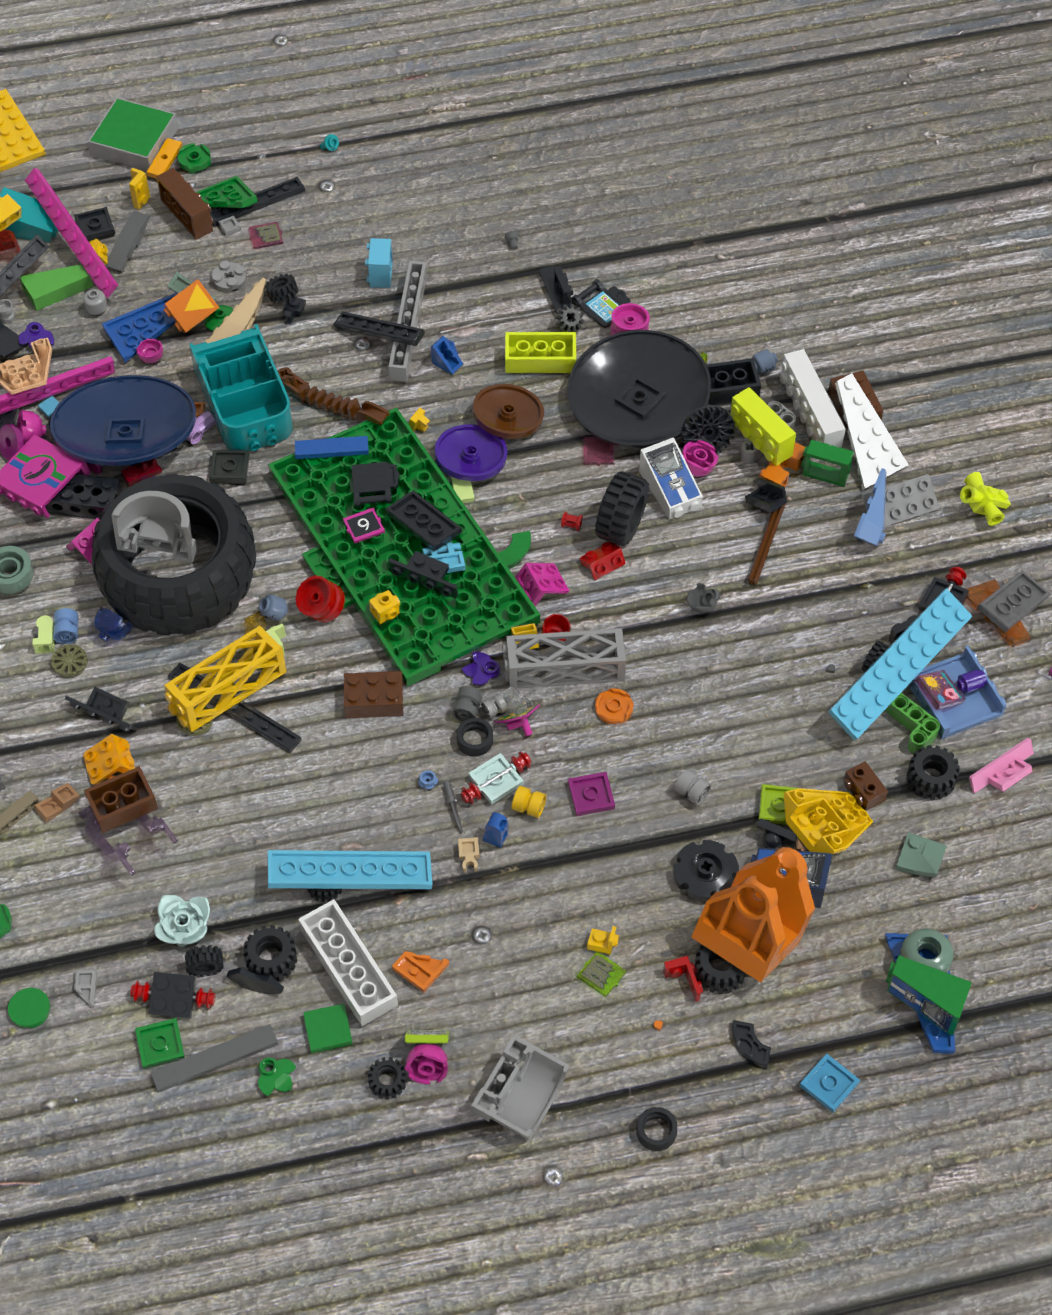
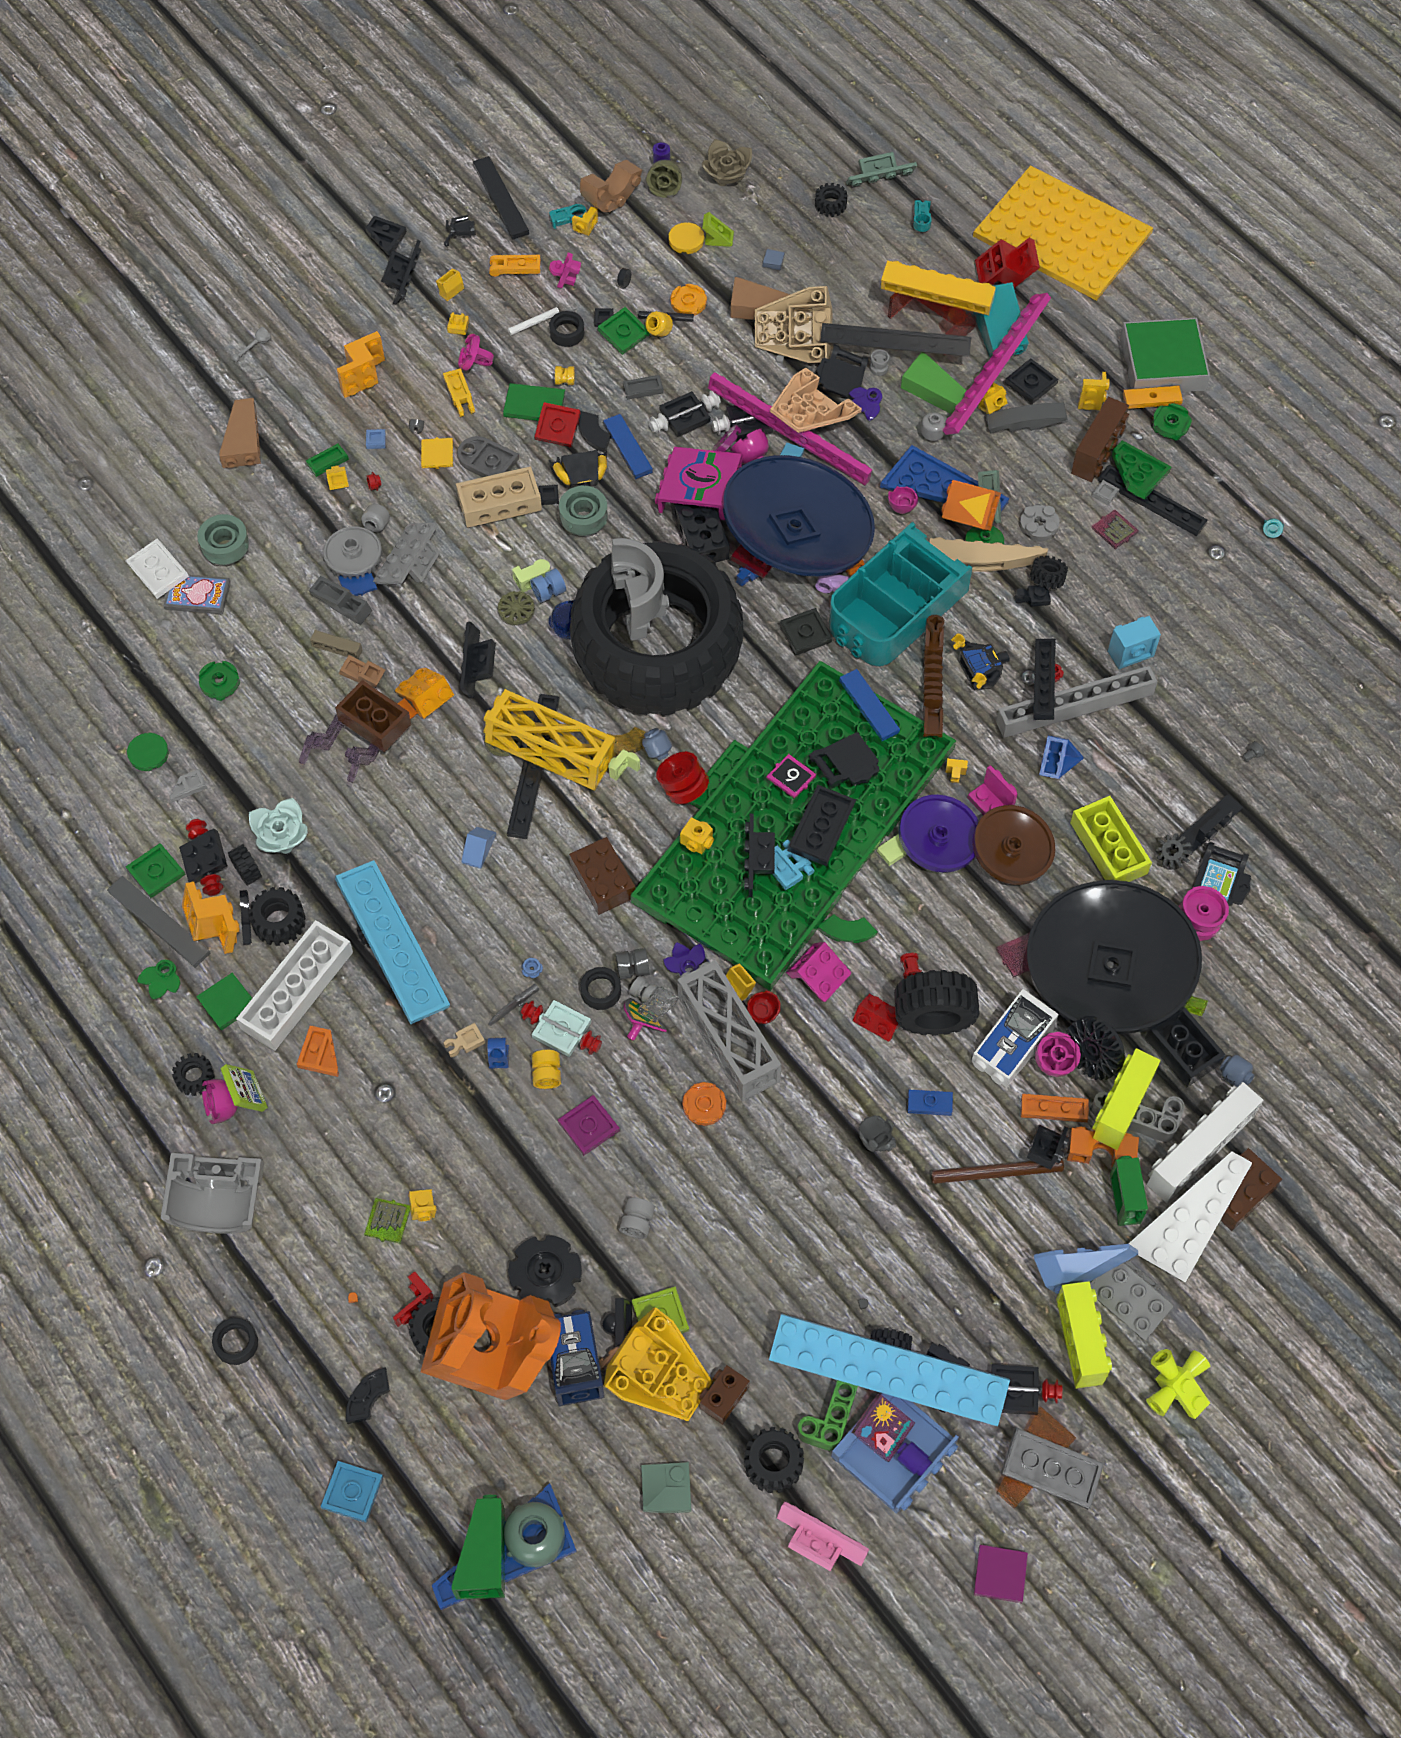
camera: 65 degrees right, 5 degrees up
(241, 1011) = (210, 917): none -> light orange bracket
(290, 777) = (477, 846): none -> medium blue slope
(334, 365) = (980, 662): none -> torso
(457, 405) = (993, 792): none -> dark pink bracket
(690, 558) = (930, 1102): none -> blue plate
(735, 482) = (1054, 1108): none -> orange plate
(924, 537) = (1083, 1334): none -> neon yellow brick

